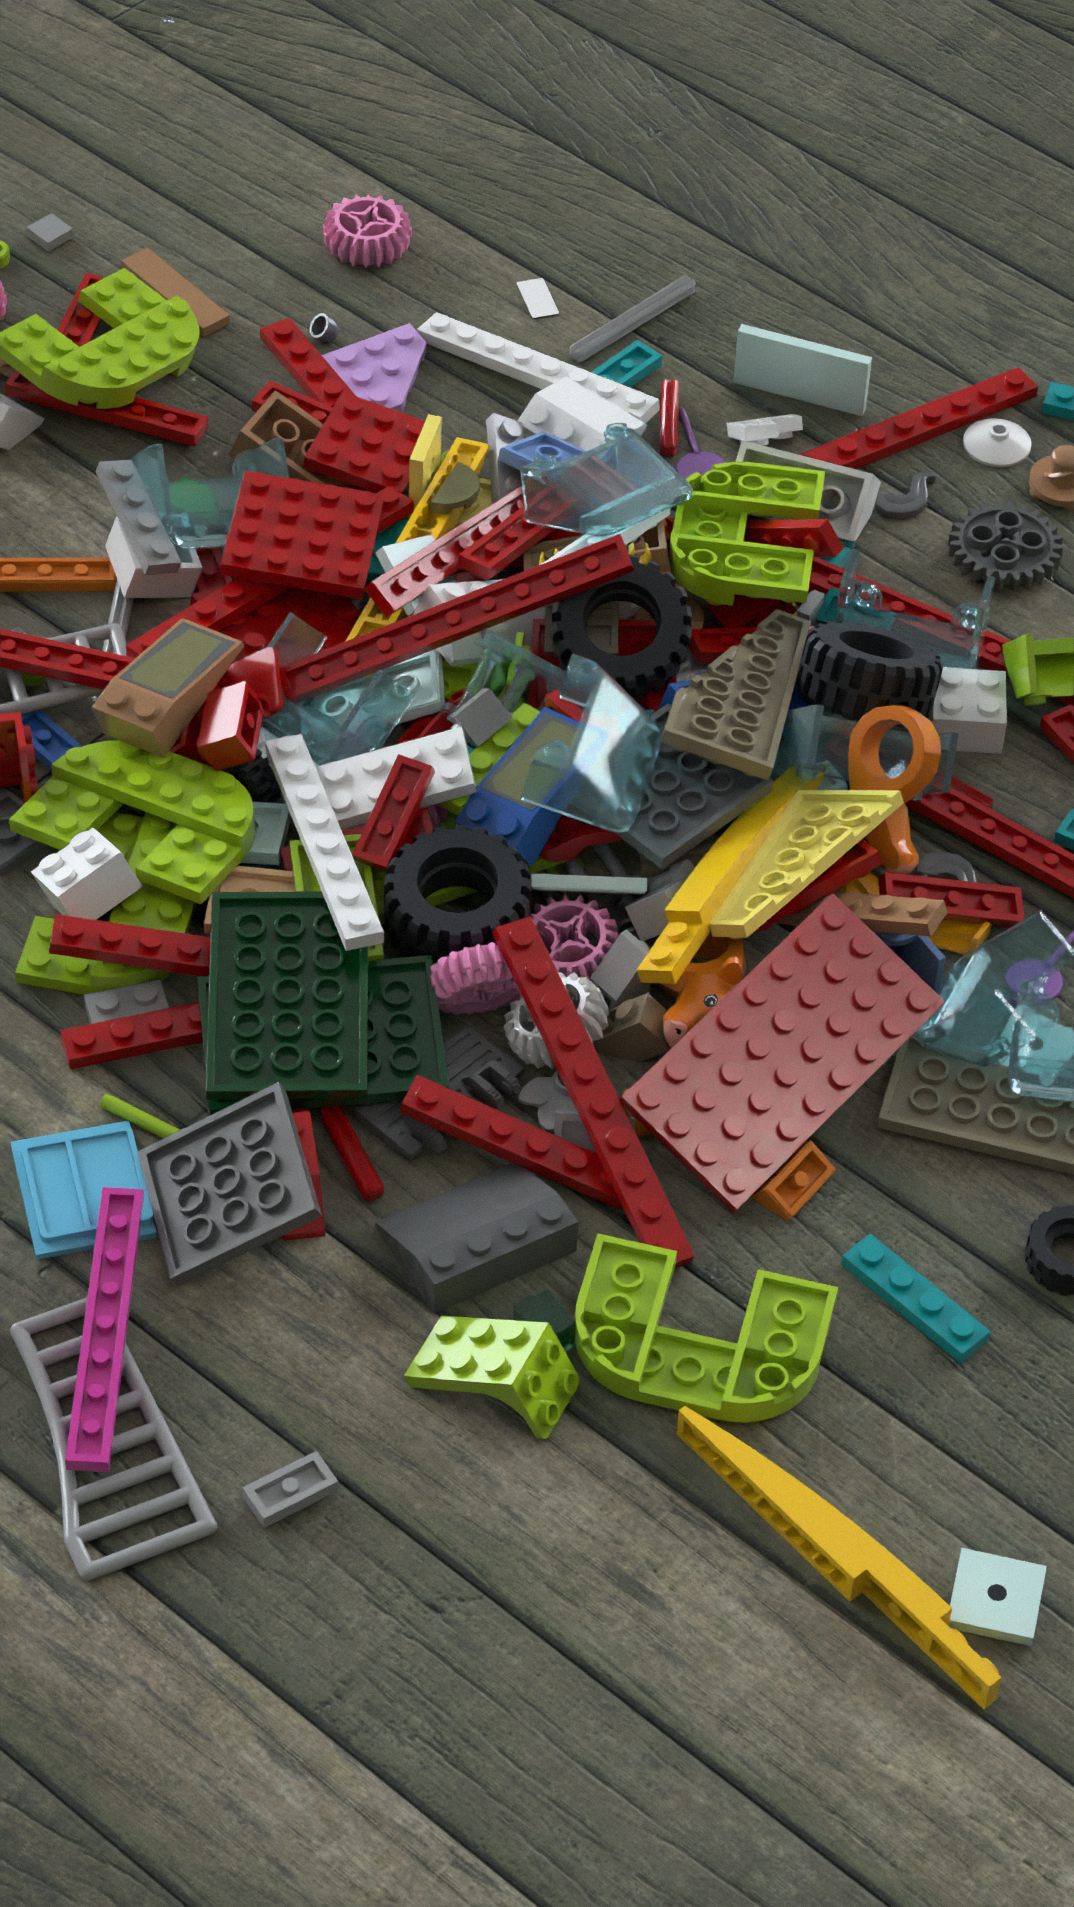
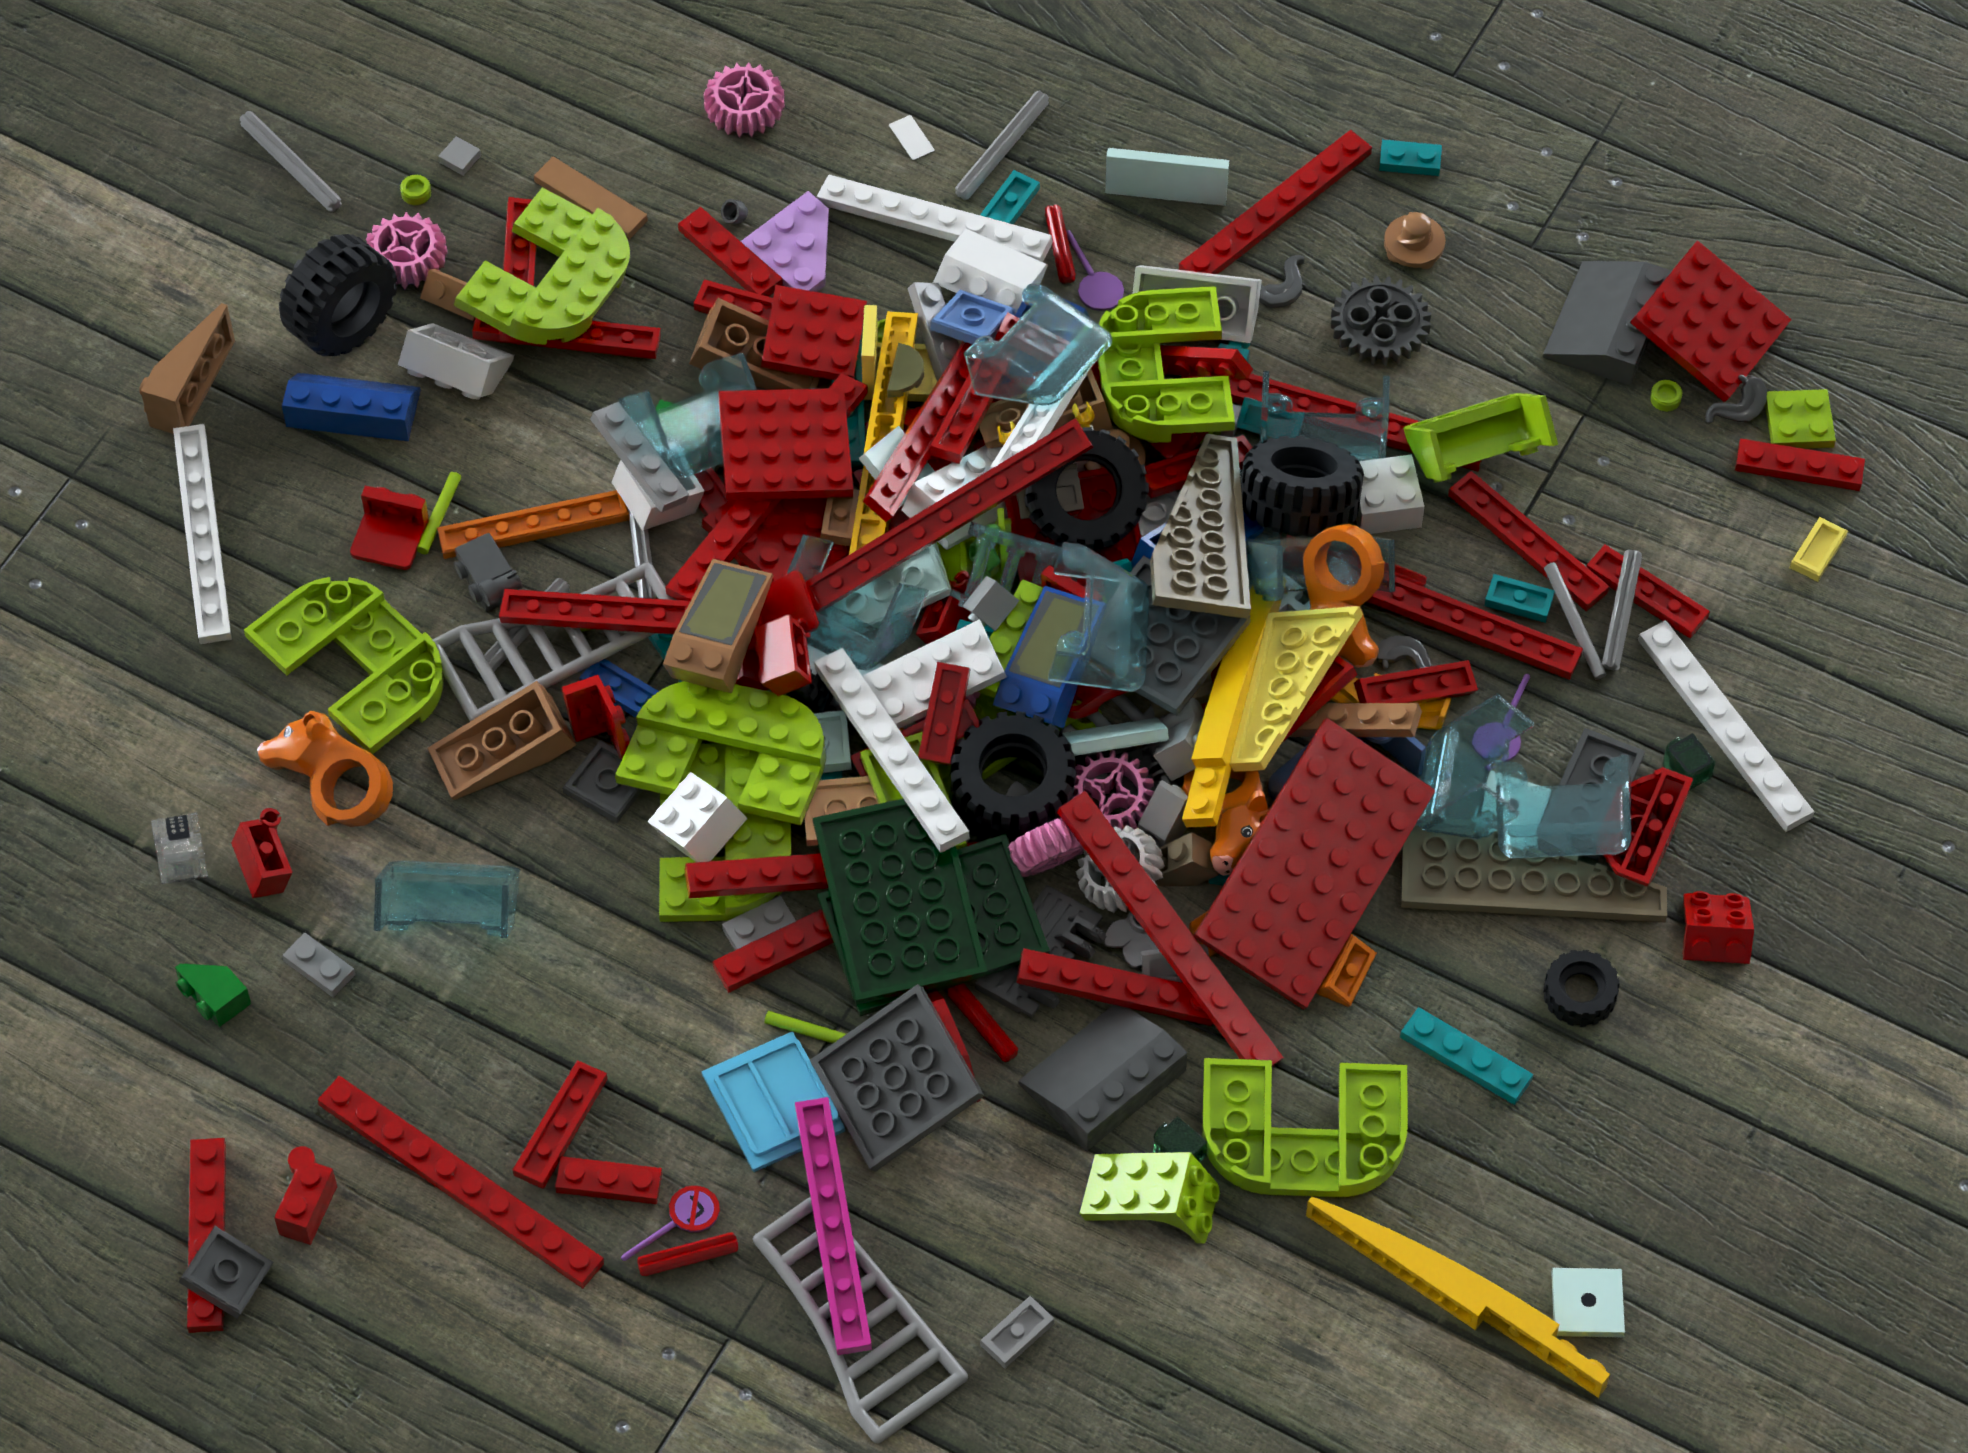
camera: 10 degrees left, 10 degrees up
(341, 617) = (839, 519): none -> medium nougat plate
(761, 429) = (1146, 243): white plate -> none
(997, 443) = (1346, 219): white dish -> none

